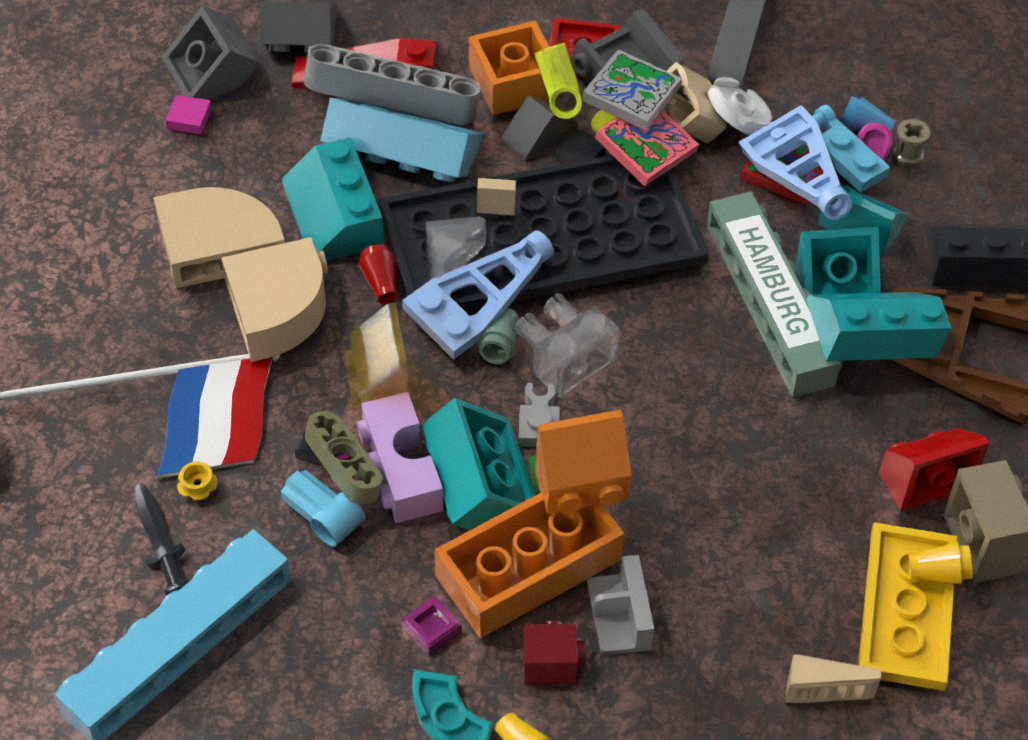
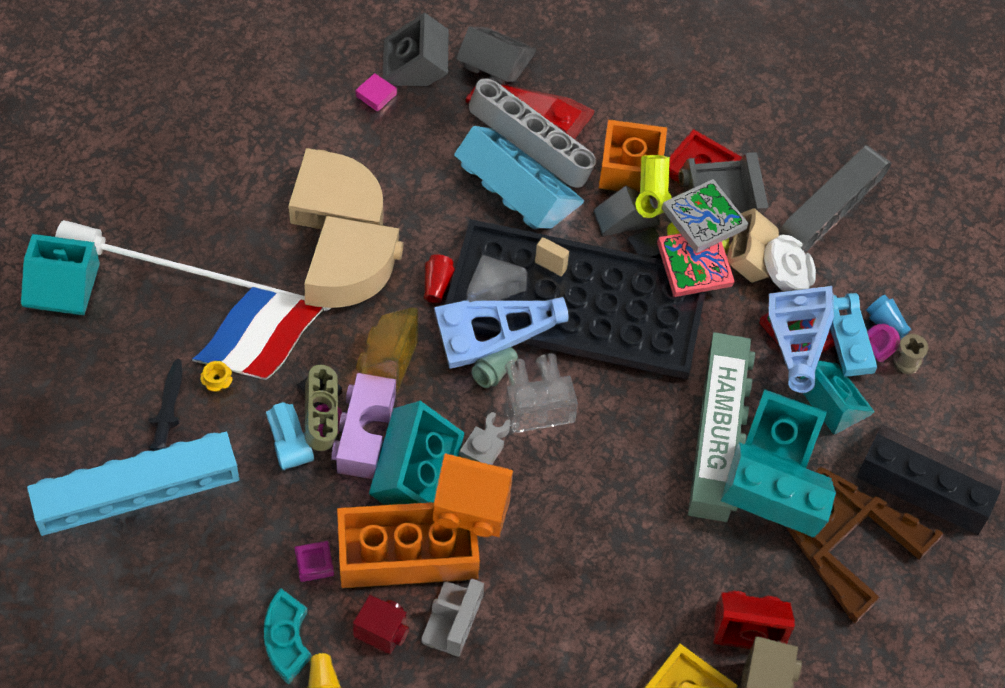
camera: 25 degrees right, 5 degrees up
(334, 200) = (436, 207): teal slope -> none

